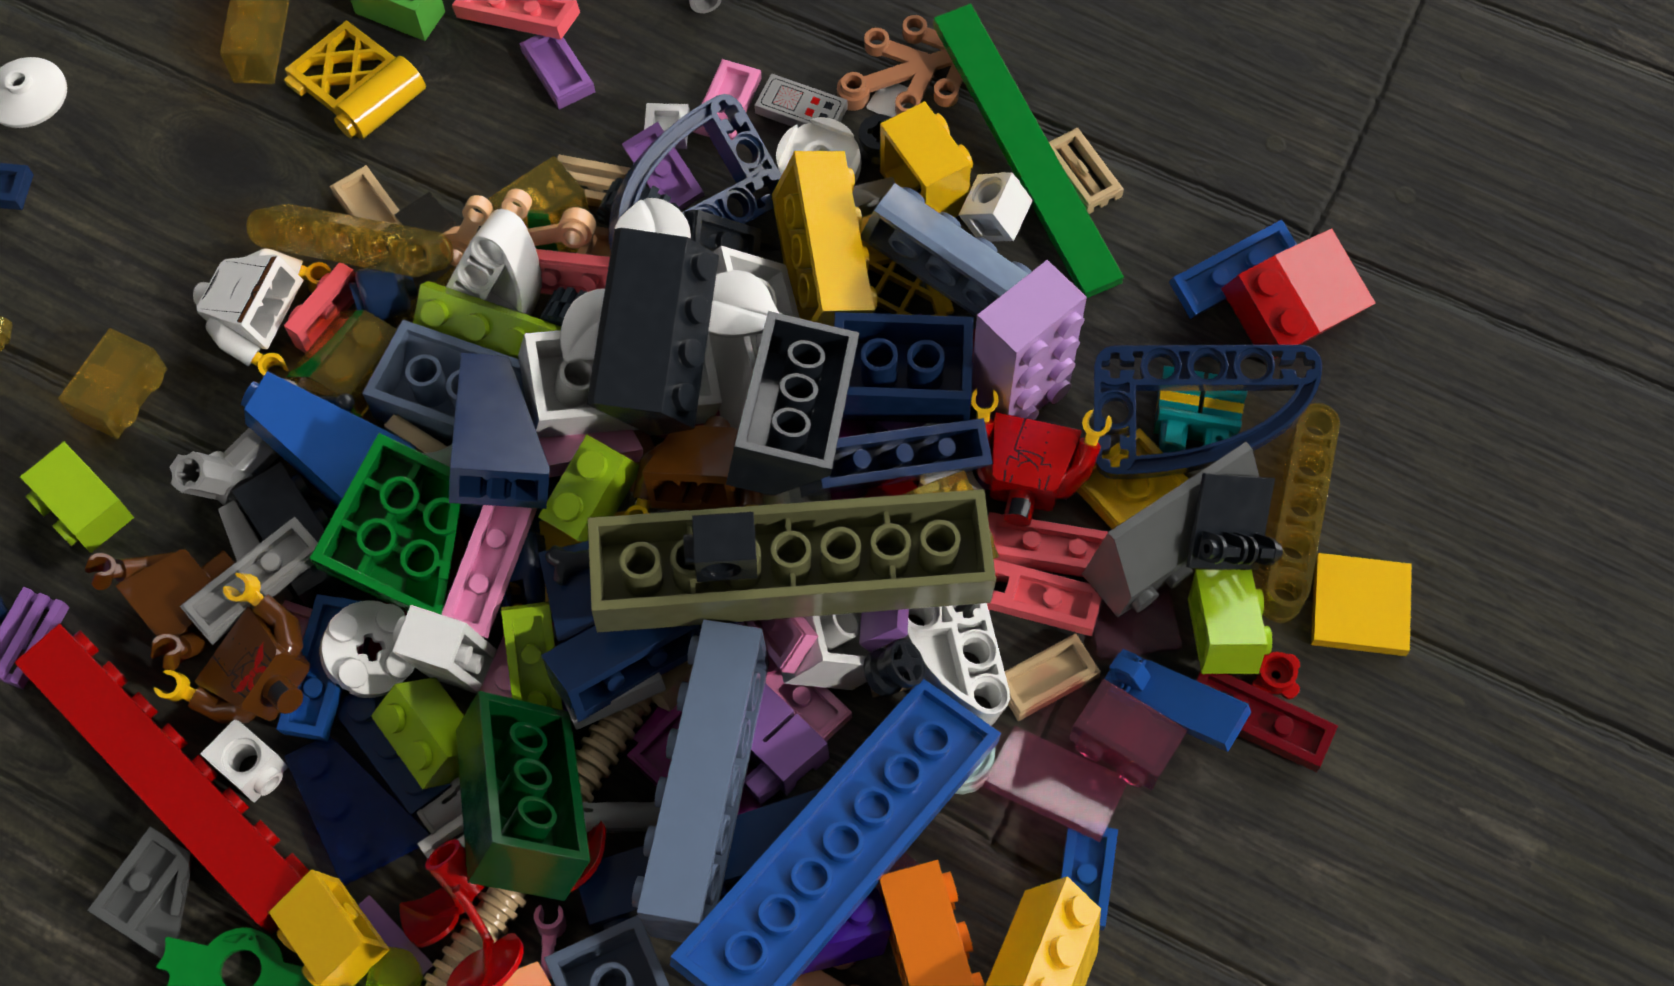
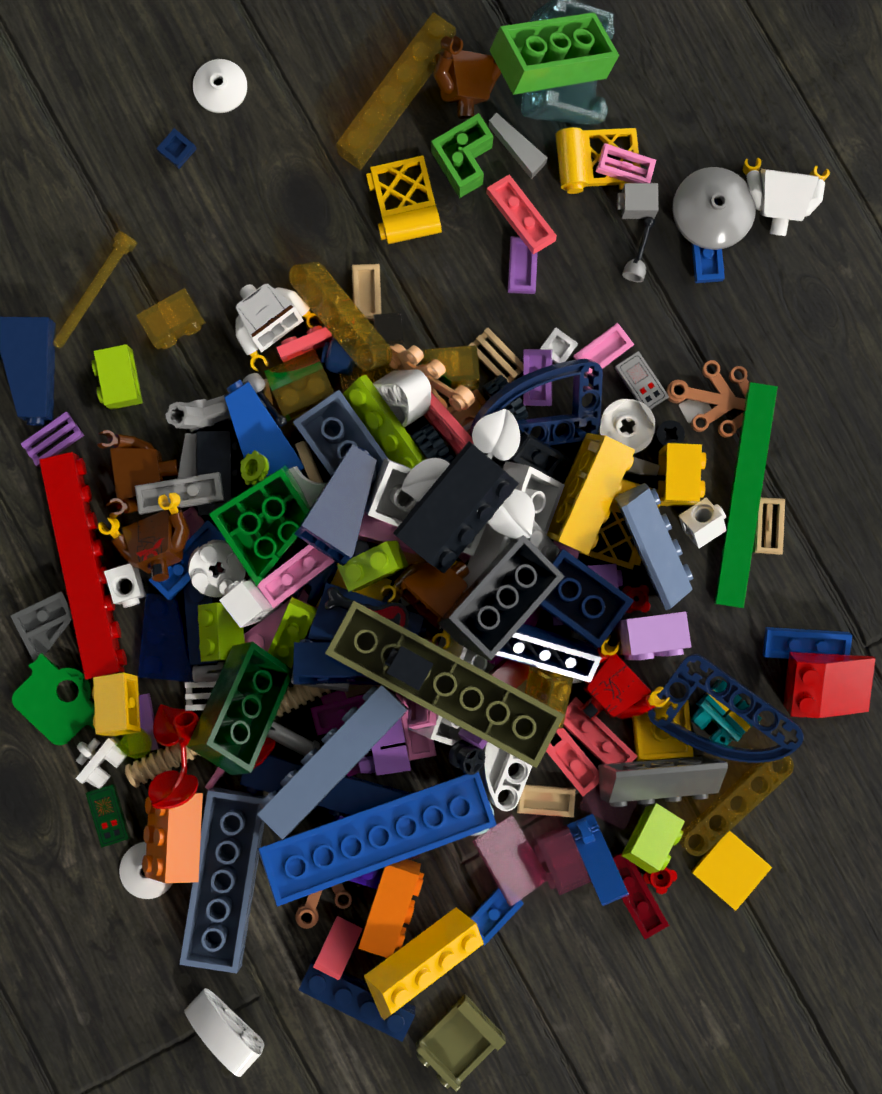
camera: 30 degrees right, 20 degrees up
(339, 472) = (254, 468): none -> lime animal
(1233, 524) = (688, 798): black hinge -> none

